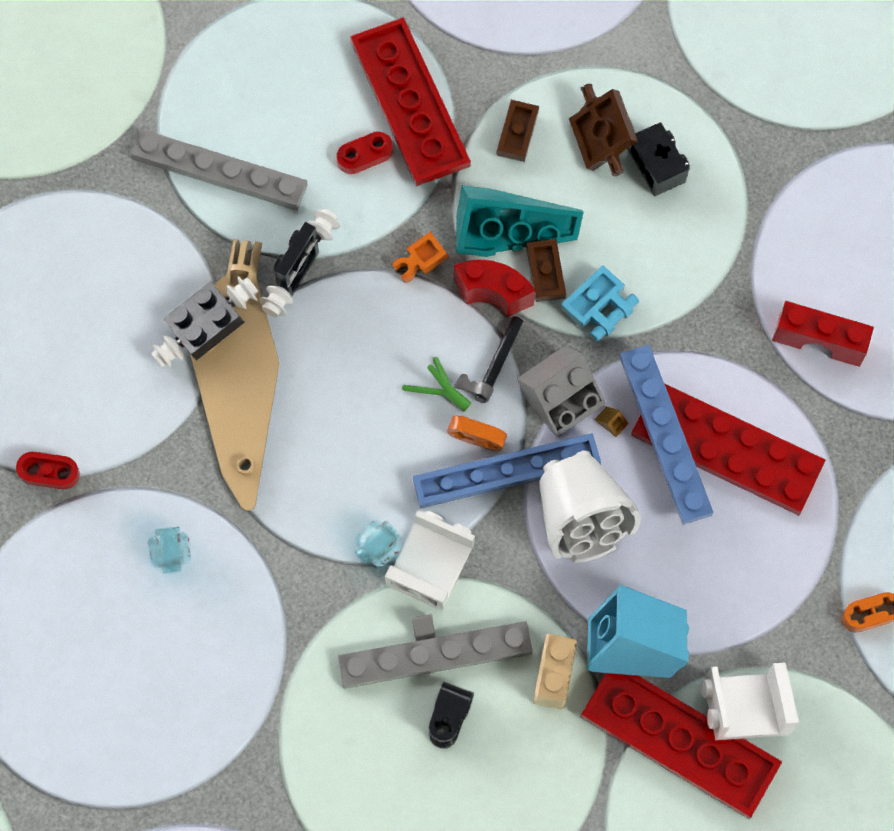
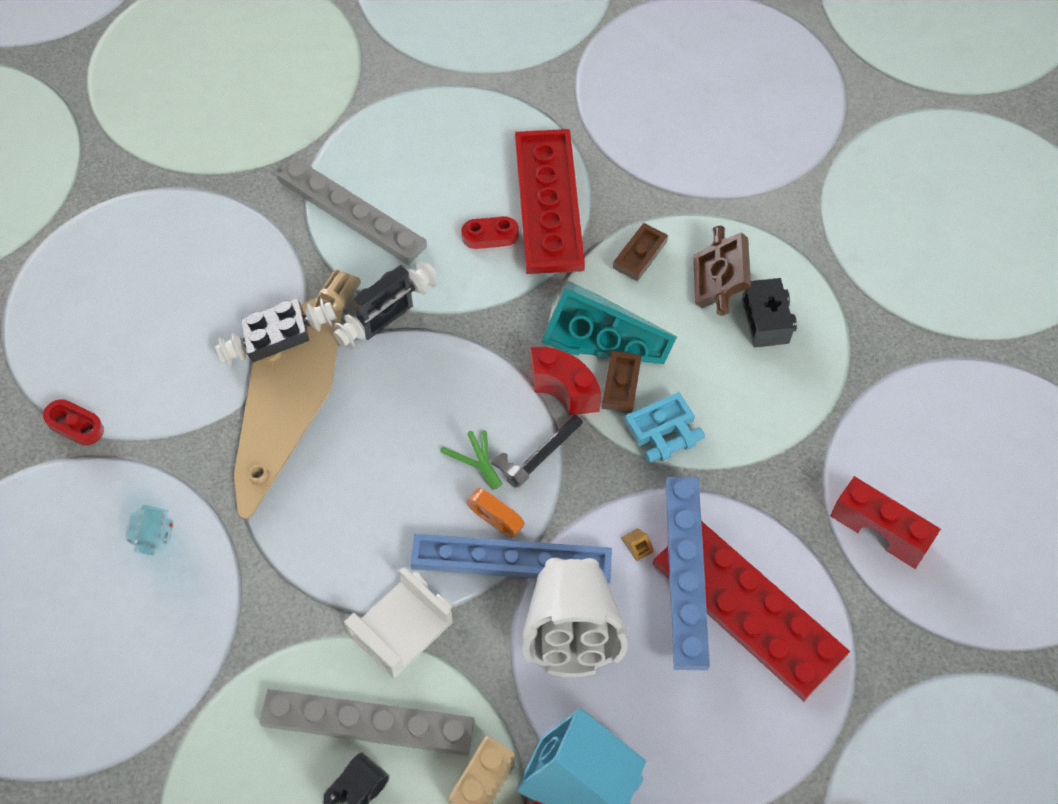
camera: 20 degrees right, 10 degrees down
(377, 543) = (353, 588): clear light blue head -> none
(423, 627) = (366, 688): light grey piece -> none
(424, 255) = (509, 335): orange plate -> none
(562, 390) = (596, 498): light grey slope -> none

